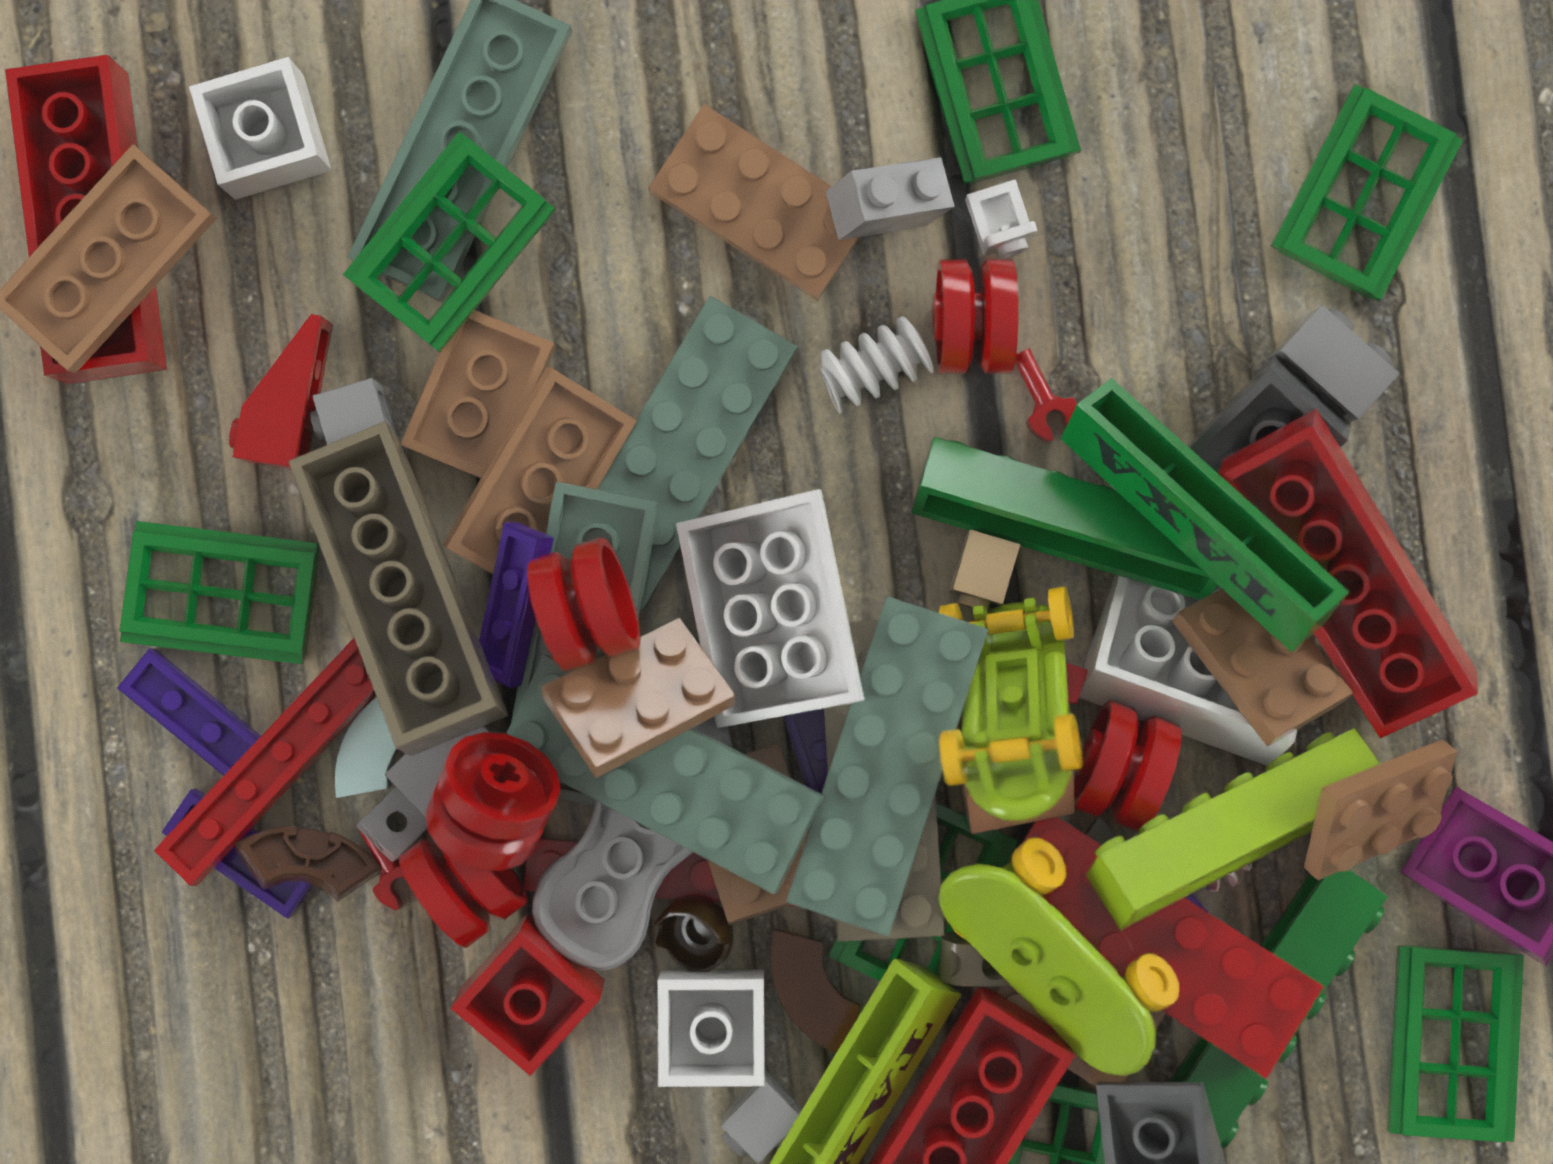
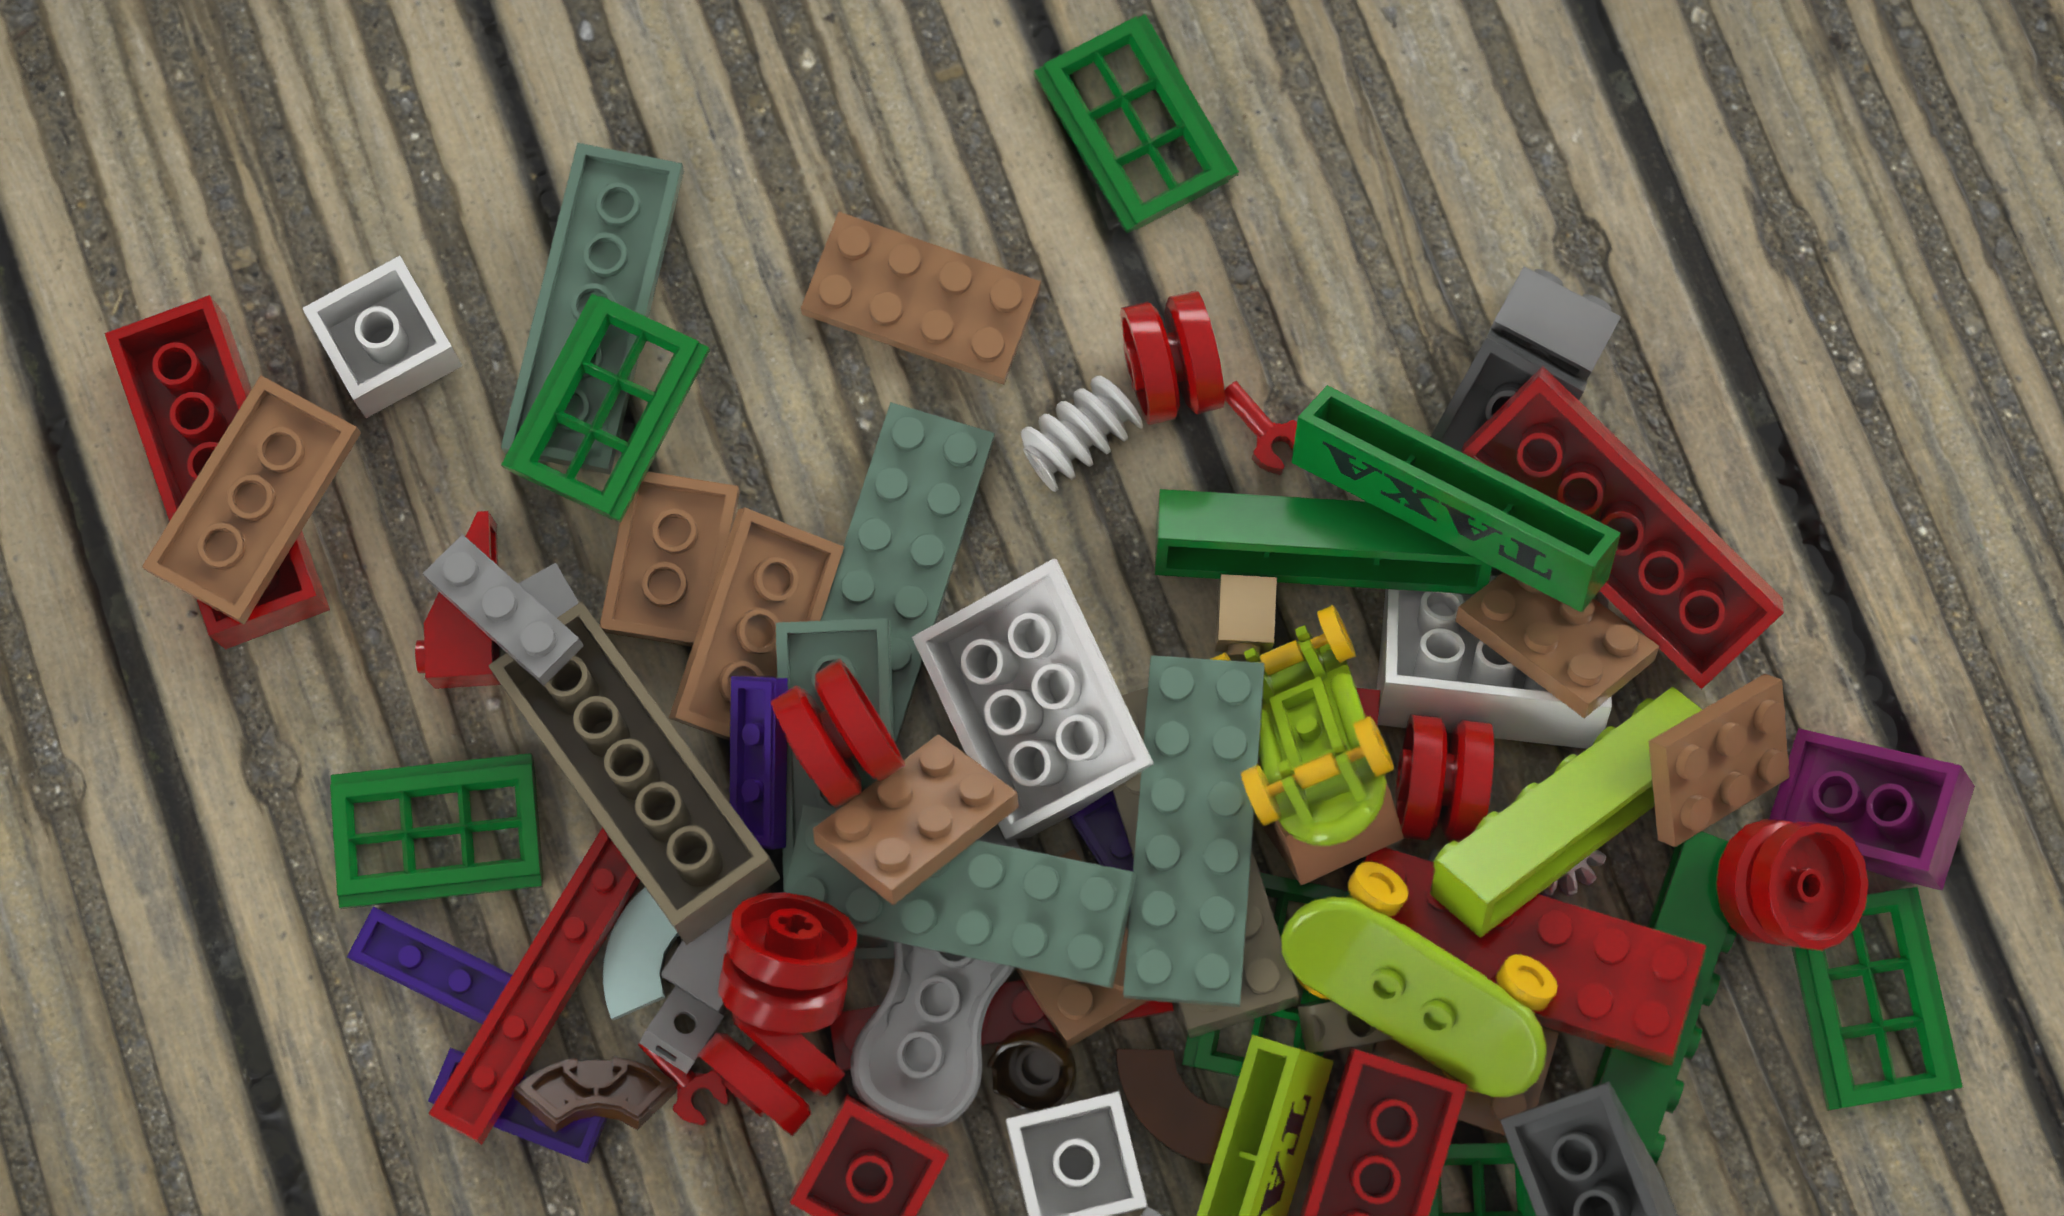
camera: 20 degrees left, 10 degrees down
(311, 413) = (503, 609): none -> light grey plate
(889, 198) = (1054, 260): light grey brick -> none
(1001, 220) = (1174, 258): white bracket -> none
(1408, 213) = (1589, 159): green piece -> none
(1415, 939) = (1792, 884): none -> red wheel

